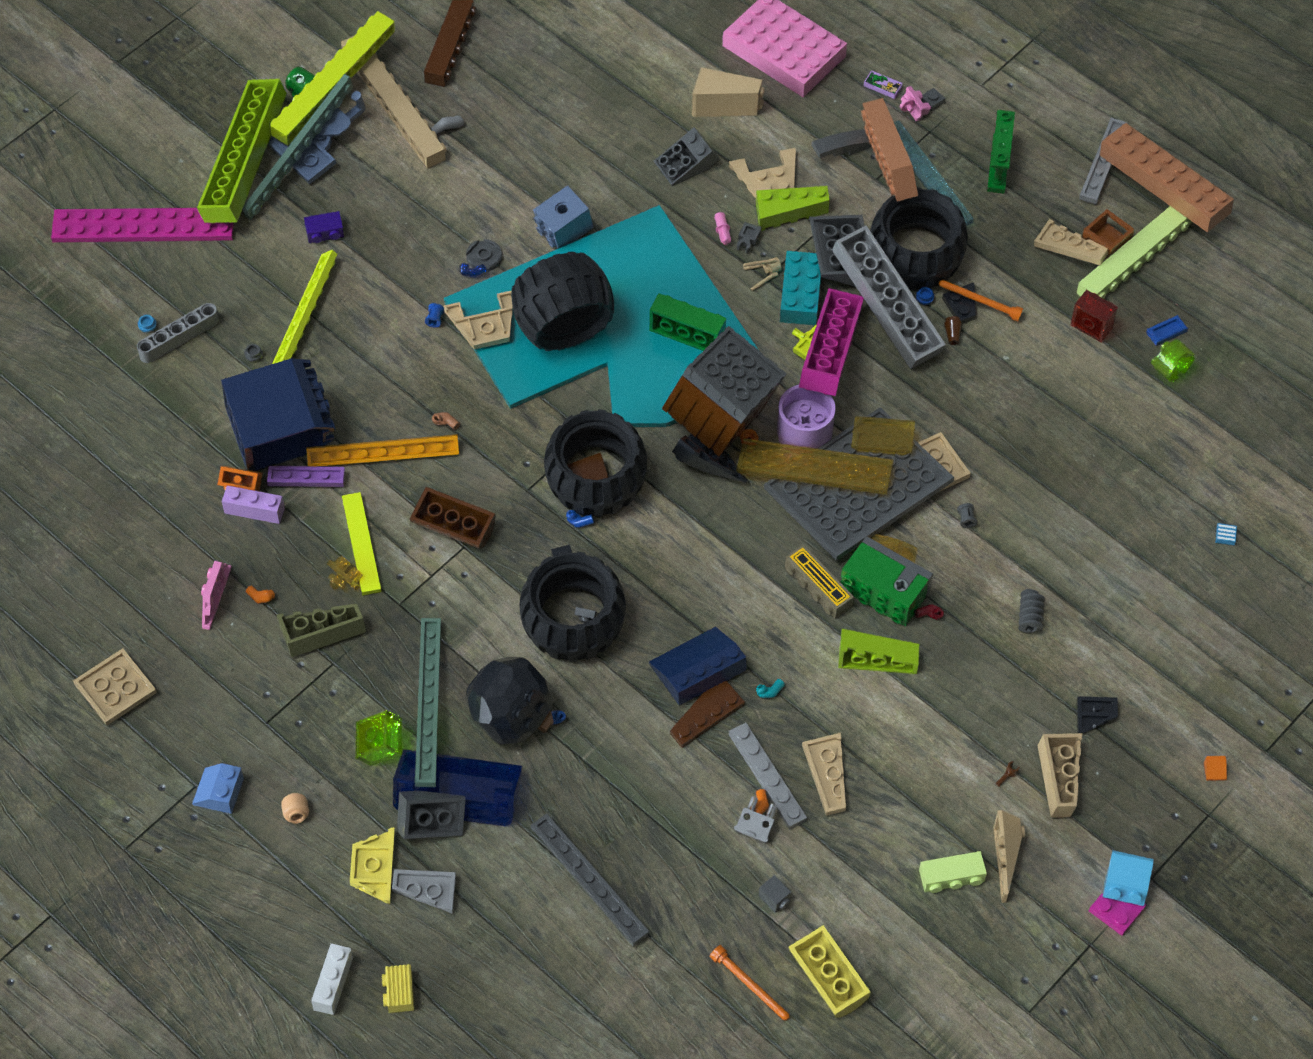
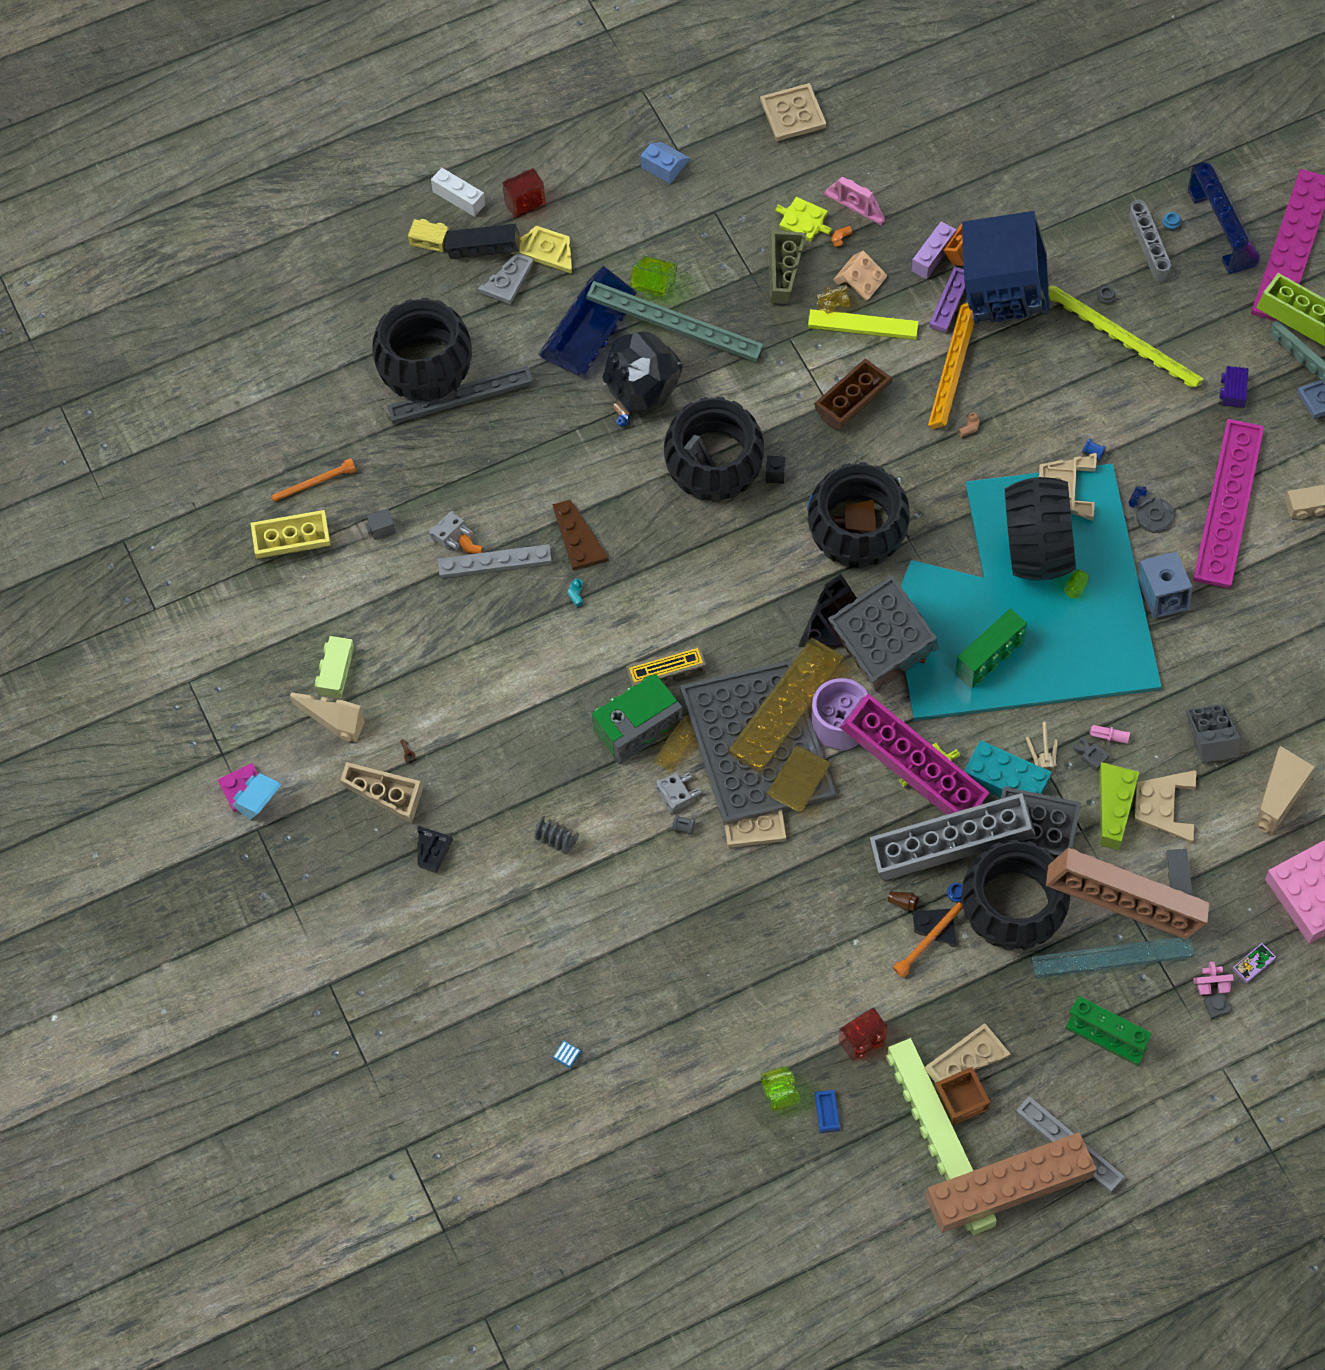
camera: 115 degrees right, 5 degrees up
(169, 252) = (1208, 185): none -> clear blue windscreen
(250, 634) = (803, 218): none -> neon yellow plate
(295, 808) = (621, 206): light nougat head -> none
(303, 562) = (862, 275): none -> light nougat bracket
(314, 905) = (523, 192): none -> clear red brick
(392, 924) = (482, 241): none -> black brick
(430, 814) = (566, 290): dark grey slope -> none
(449, 203) = (1228, 504): none -> dark pink plate
(548, 880) = (418, 322): none -> black tyre
(699, 665) = (624, 541): dark blue slope -> none
(749, 433) = (849, 665): orange plate -> none
(826, 766) = (480, 608): tan wing -> none
(877, 653) = (569, 686): lime wedge -> none
(929, 610) = (597, 755): dark red arm -> none
(939, 534) = (674, 792): none -> light grey piece
(1215, 768) = (331, 928): orange slope -> none

